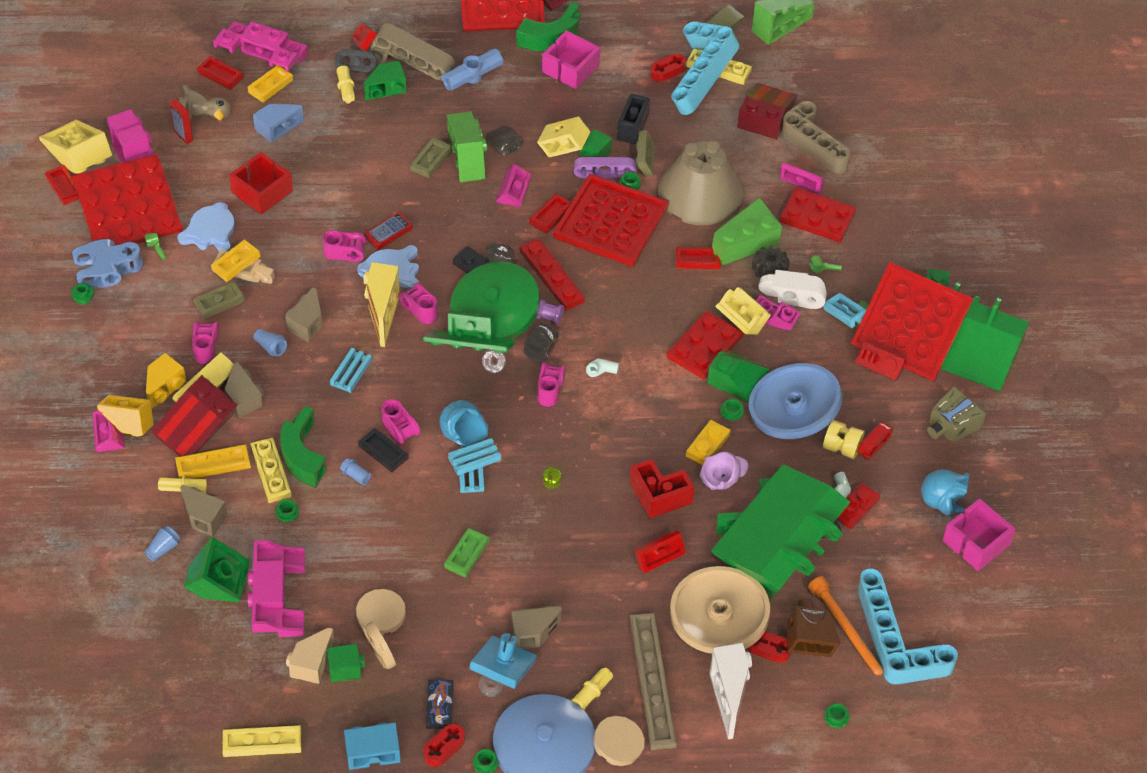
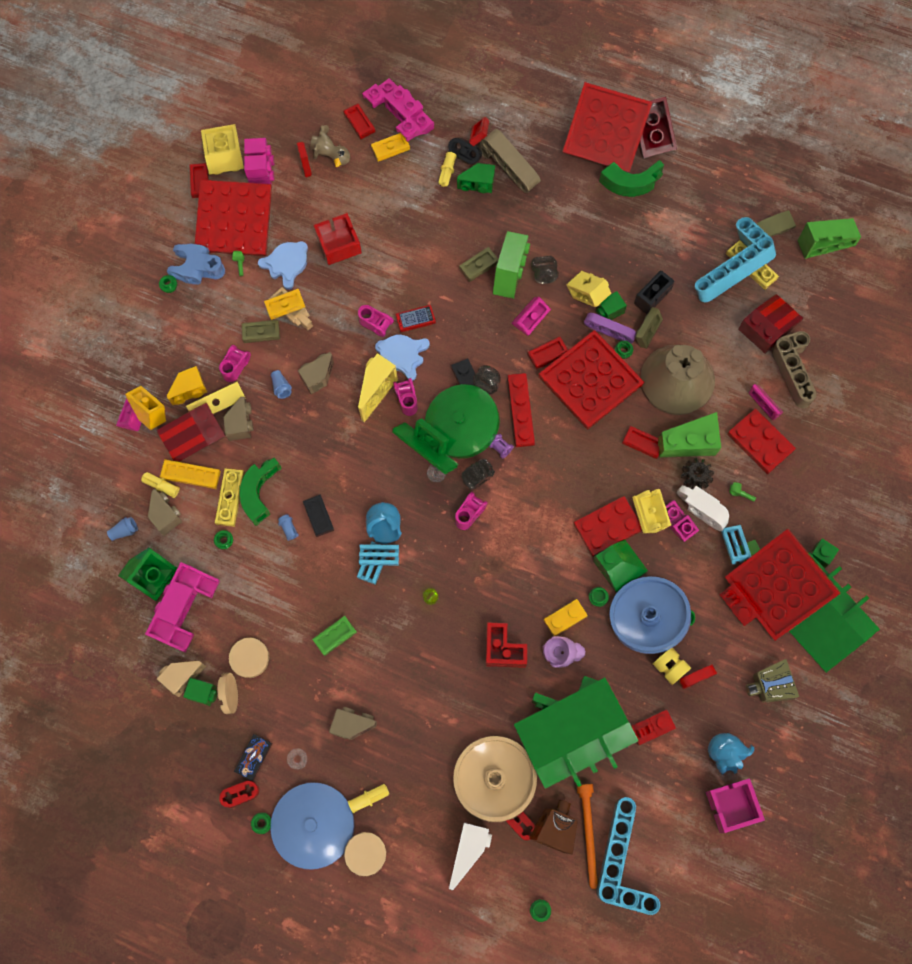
camera: 30 degrees right, 20 degrees up
(261, 741) = (115, 728): light yellow tile -> none
(277, 120) = (379, 183): medium blue slope -> none
(344, 365) = (324, 428): medium azure tile -> none
(372, 745) = (186, 772): dark azure brick -> none
(399, 425) = (339, 501): dark pink piece -> none
(472, 69) = (560, 192): medium blue piece -> none
(503, 661) = (313, 746): dark azure tile -> none
(571, 59) = (635, 217): dark pink piece -> none
(600, 366) = (516, 511): light aqua arm -> none
(652, 681) = (417, 811): dark tan tile -> none
(660, 551) = (477, 702): red plate -> none
(668, 67) = (709, 250): red beam -> none
(842, 484) = (649, 709): light aqua arm -> none

